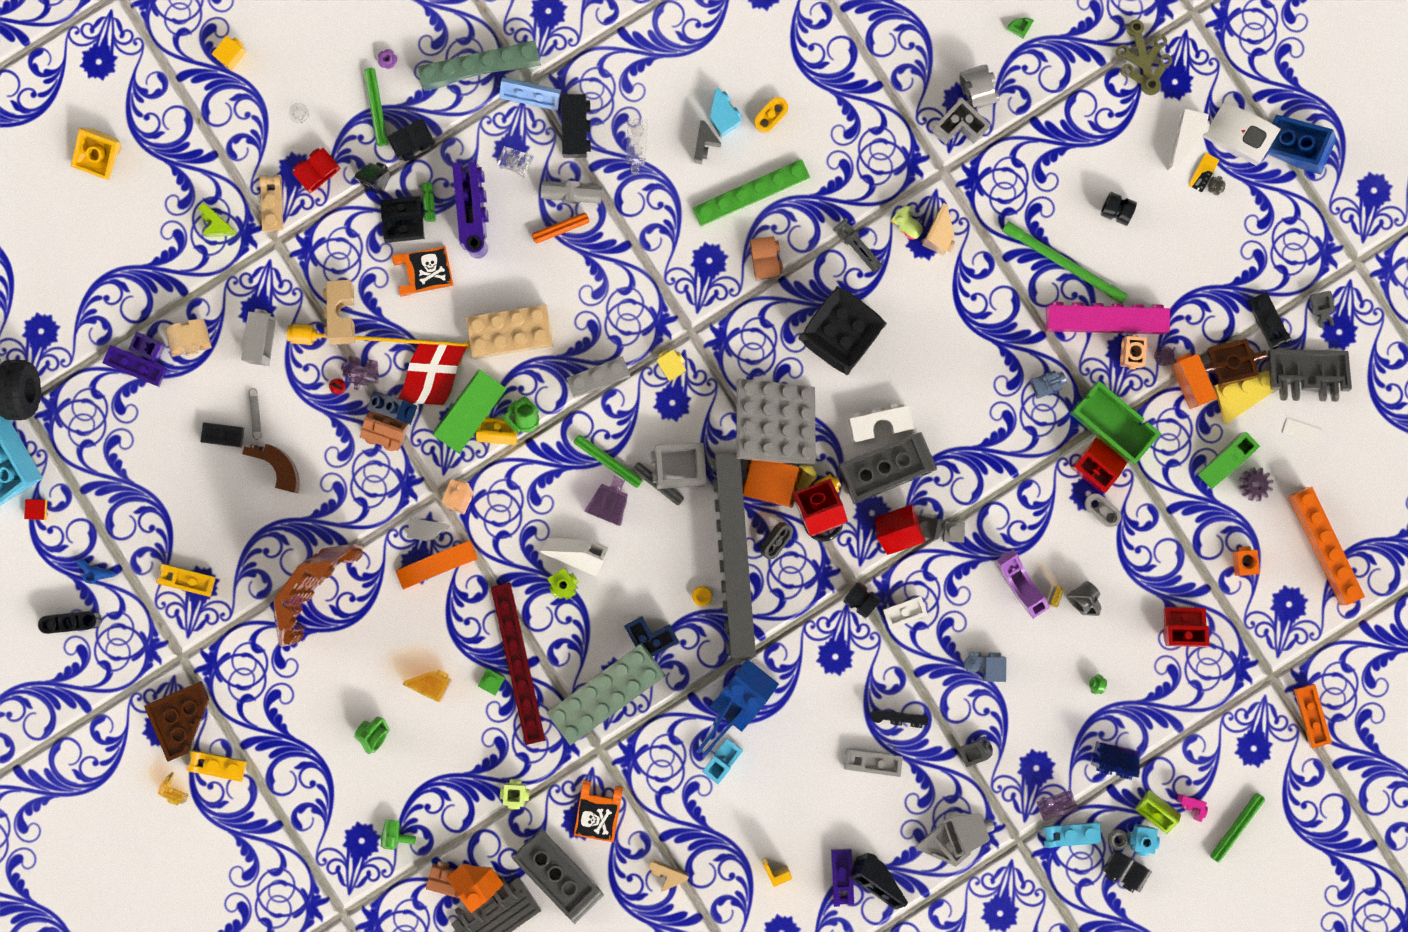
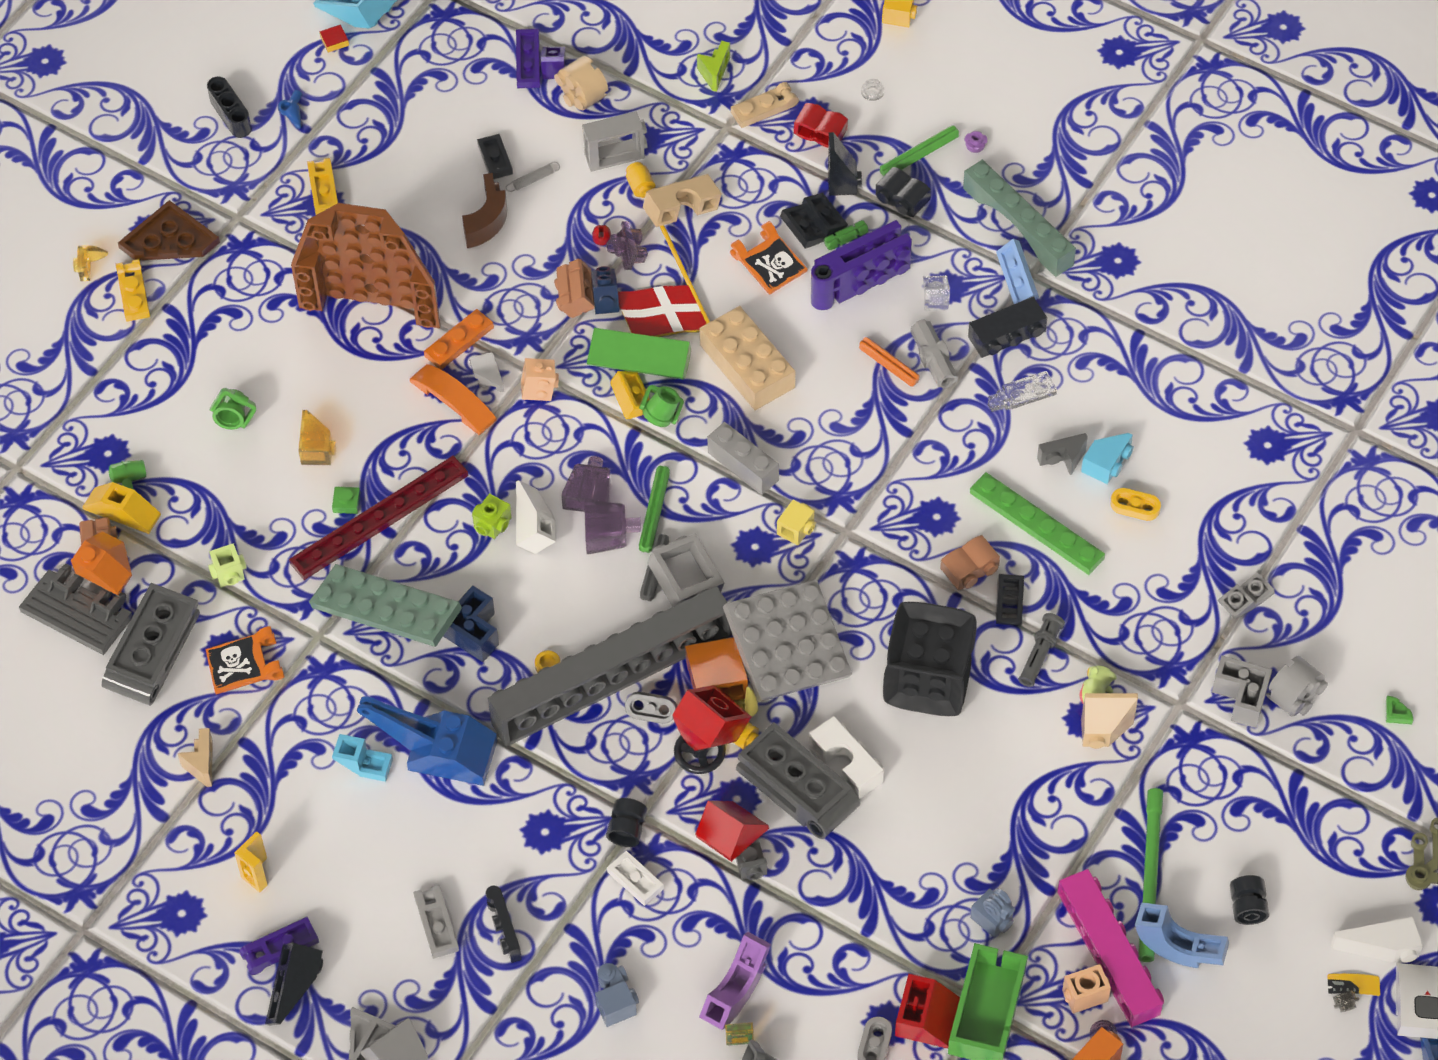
camera: 70 degrees right, 30 degrees down
(384, 537) = (458, 339): none -> orange plate
(422, 851) = (122, 506): none -> yellow slope
(568, 500) = (587, 483): none -> clear purple torso
(803, 251) = (1011, 581): none -> black slope
(882, 78) = (1247, 596): none -> light grey slope
(954, 532) = (760, 893): light grey plate -> none
(976, 751) = (504, 1027): dark grey bracket -> none
(1129, 269) = (1175, 943): none -> medium blue arch

